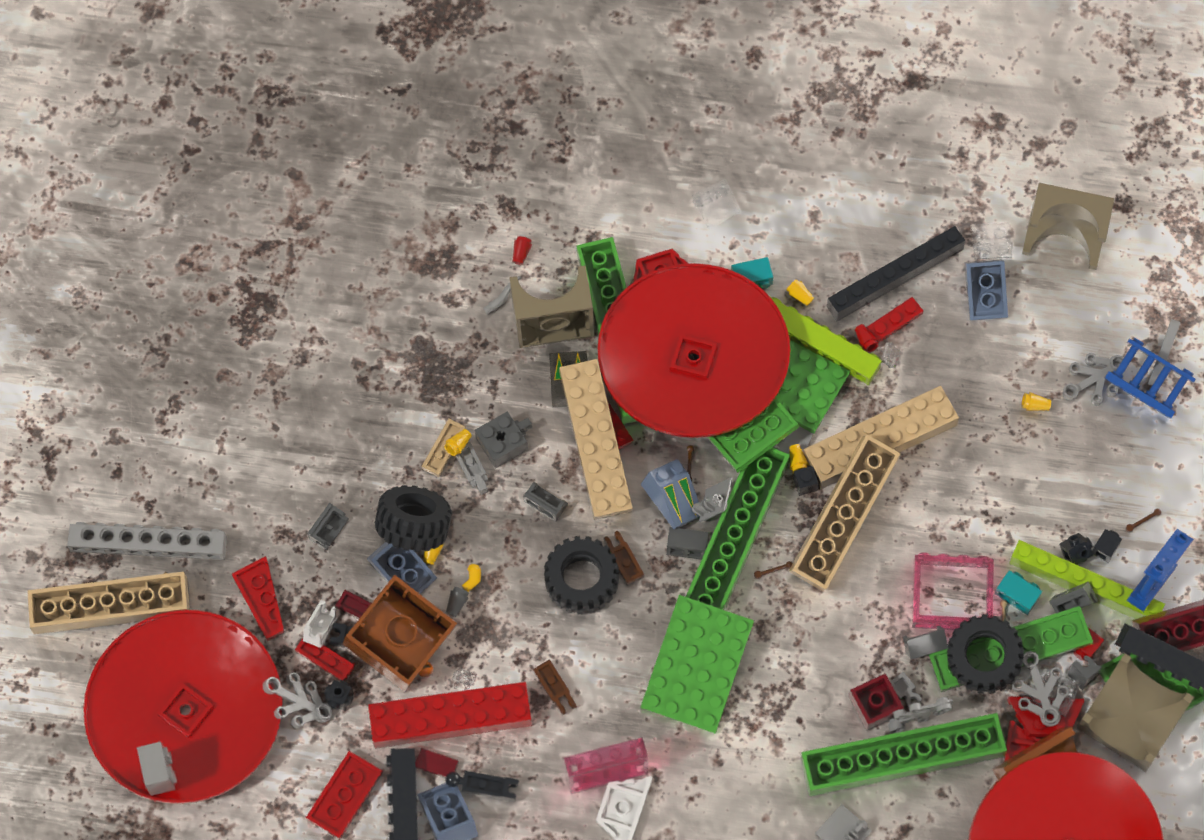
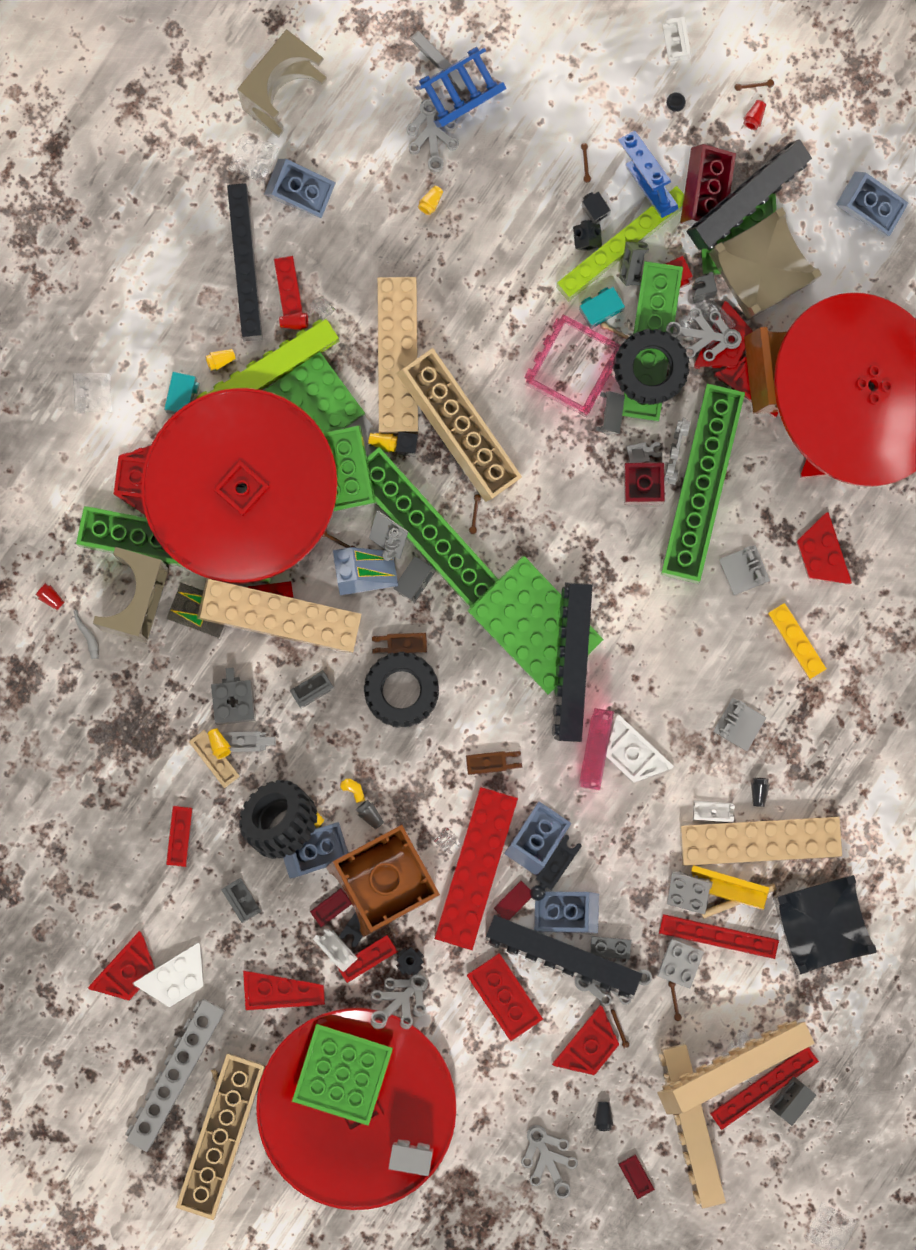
camera: 65 degrees left, 15 degrees up
(208, 677) = (342, 1074): none -> bright green plate
(222, 460) = (127, 967): none -> red wing
(232, 501) = (174, 978): none -> white wing
(361, 449) = (179, 836): none -> red plate
(503, 756) = (537, 838): none -> sand blue slope
(683, 709) = (572, 662): none -> black brick

